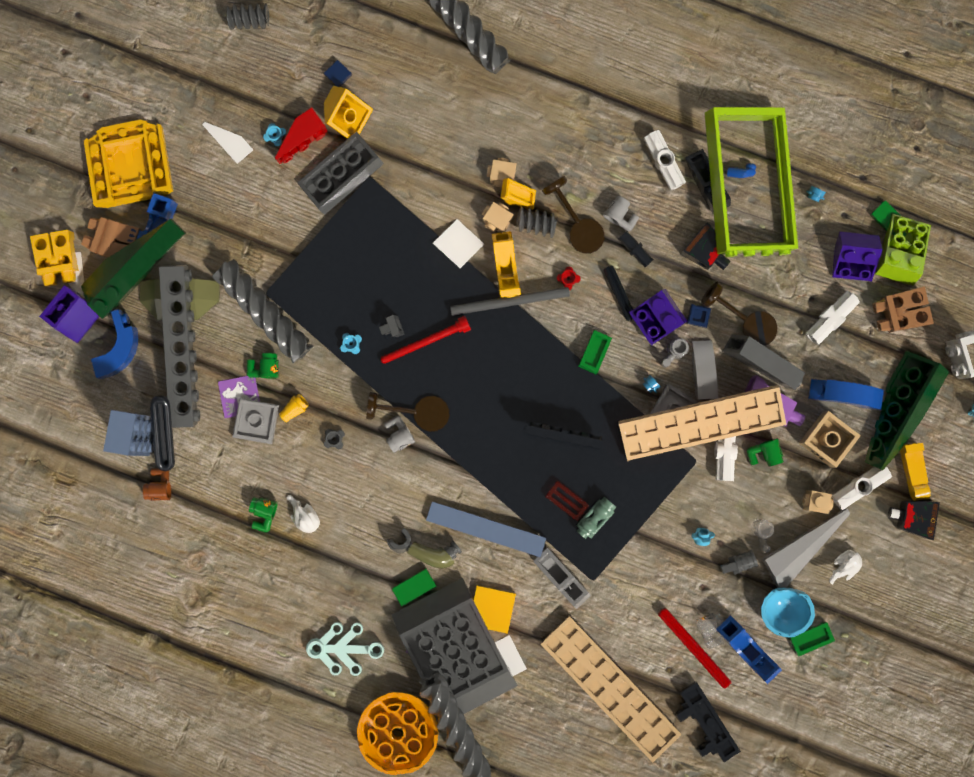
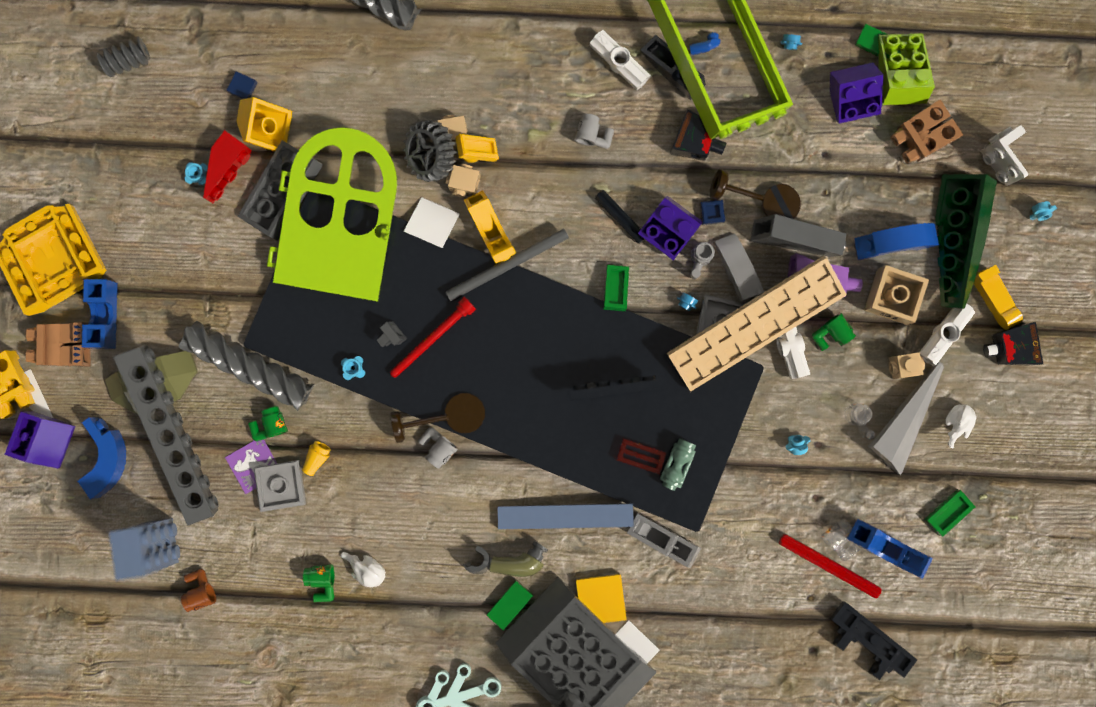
camera: 20 degrees left, 0 degrees up
(128, 267) = (84, 369): dark green wedge -> none
(162, 433) = (180, 534): black piece -> none
(231, 142) = (152, 197): white sticker -> none
(338, 442) = (365, 480): dark grey plate -> none
(364, 243) = (331, 256): none -> lime door
(480, 171) = (429, 150): none -> dark grey gear
(536, 222) = (506, 171): dark grey piece -> none
(568, 273) = (560, 213): red plate -> none
(585, 234) = (564, 166): dark brown piece -> none
(610, 689) = (756, 641): tan plate -> none
(636, 249) = (621, 164): black pin -> none
(740, 563) = (846, 459): dark grey hinge -> none
(787, 612) = (916, 493): medium azure cylinder -> none
(832, 317) = (854, 165): white piece -> none

